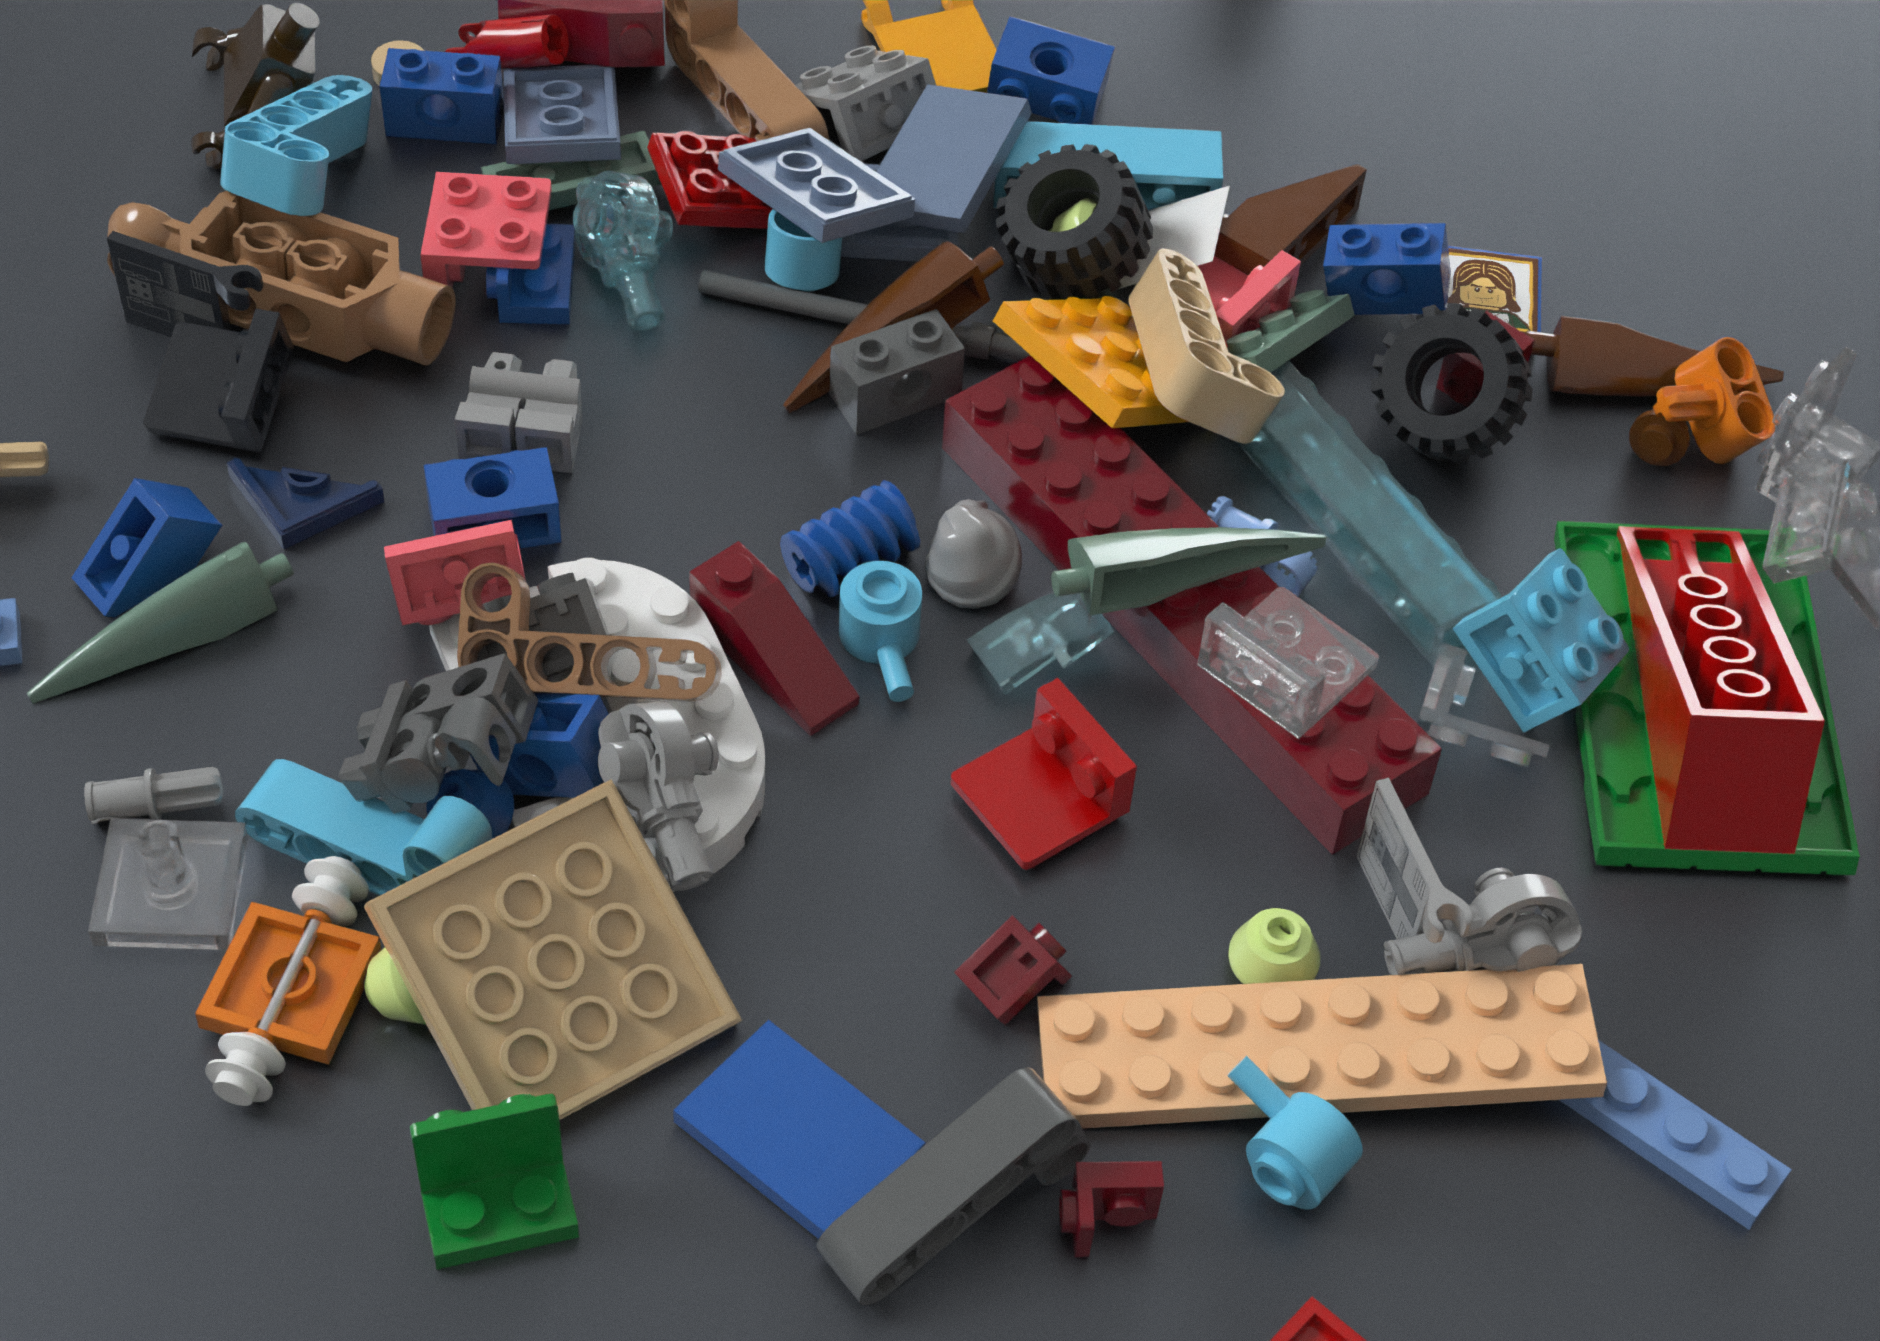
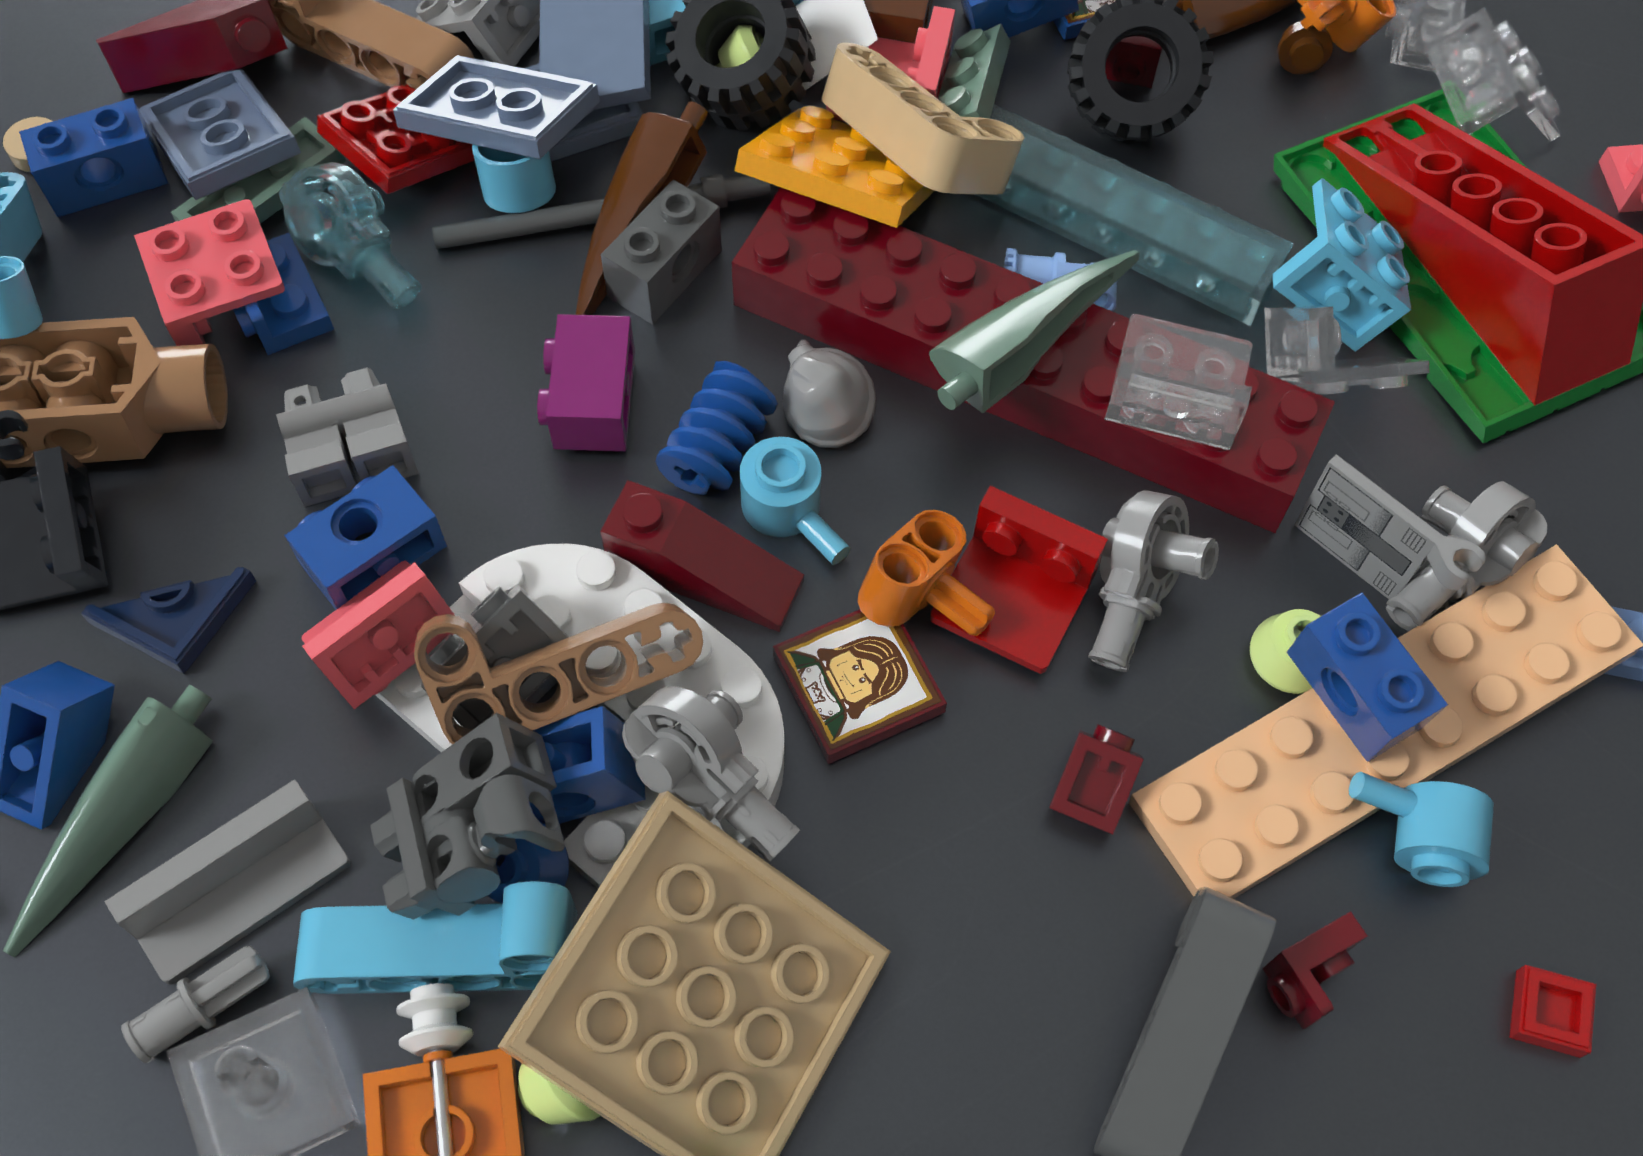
camera: 25 degrees left, 10 degrees up
(231, 716) = (229, 883): none -> light grey panel
(517, 41) = (141, 75): red piece -> none
(760, 454) = (588, 383): none -> magenta brick
(795, 1129) = (1005, 1039): blue tile -> none
(853, 801) = (858, 683): none -> tile
(956, 728) = (917, 571): none -> orange beam
(1036, 636) = (925, 449): clear light blue slope -> none
(1150, 824) = (1140, 567): none -> light grey pin
(1296, 975) = (1365, 677): none -> blue brick

